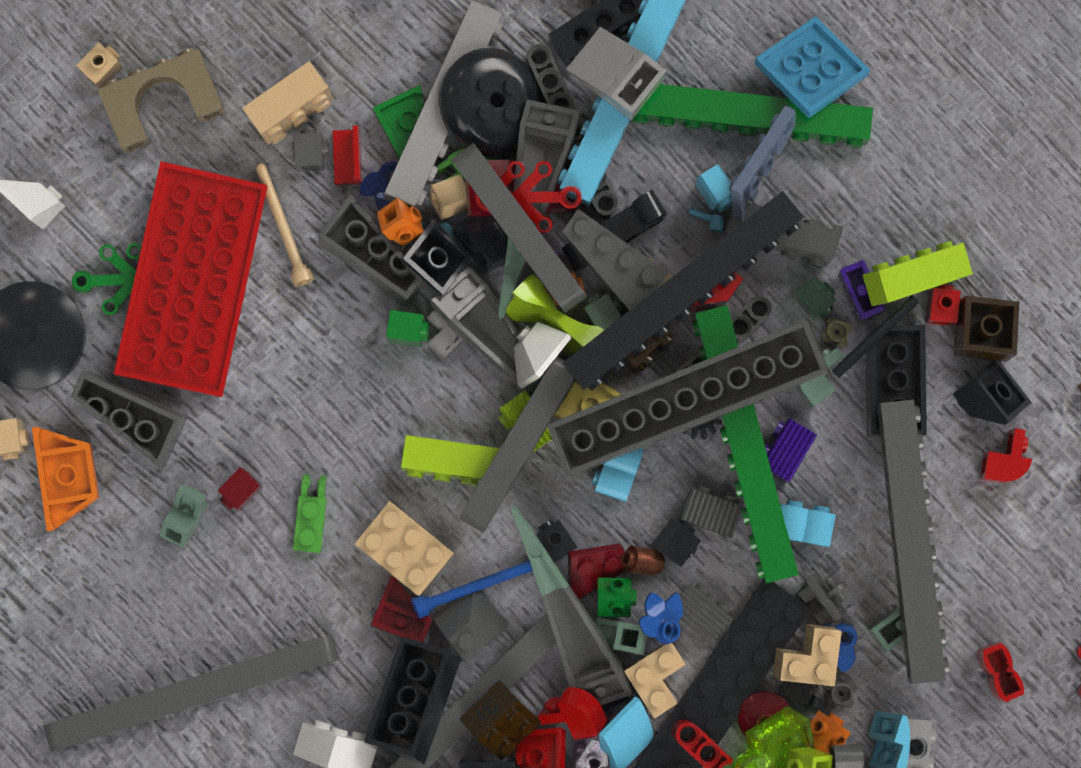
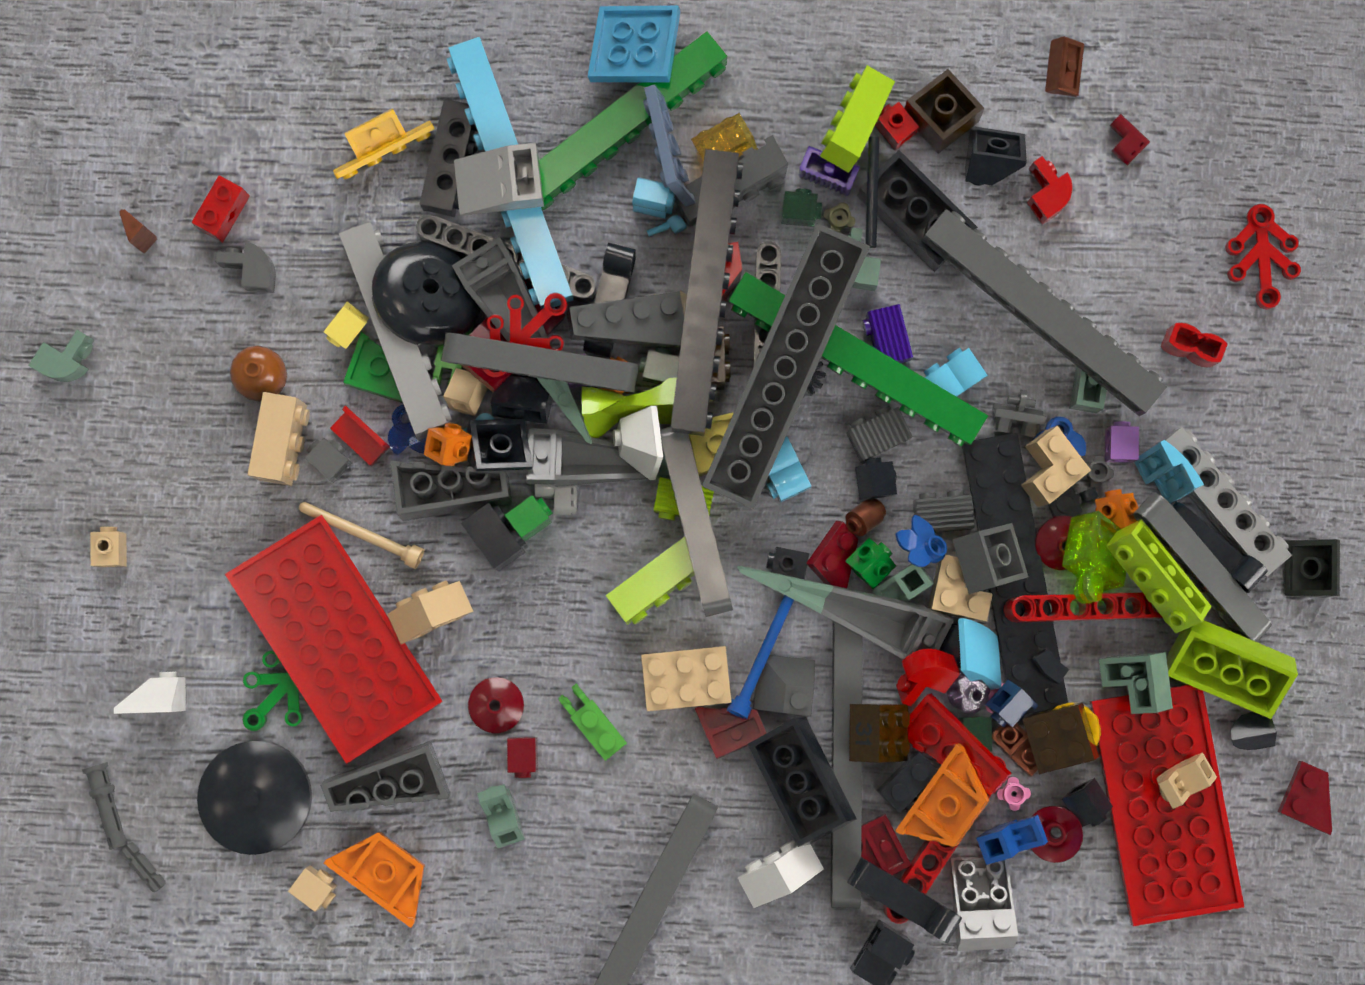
camera: 50 degrees left, 0 degrees up
(124, 96) = (149, 552): dark tan arch -> none
(270, 440) = (510, 705): none -> dark red dish
(274, 325) = (429, 610): none -> tan brick
(321, 43) = (258, 371): none -> dark orange cylinder
(369, 317) = (493, 537): none -> black brick
(413, 69) = (345, 326): none -> light yellow brick
(699, 676) = (990, 558): none -> dark grey brick
(810, 197) = (727, 136): none -> clear yellow brick
(879, 689) = (1122, 443): none -> medium lavender brick

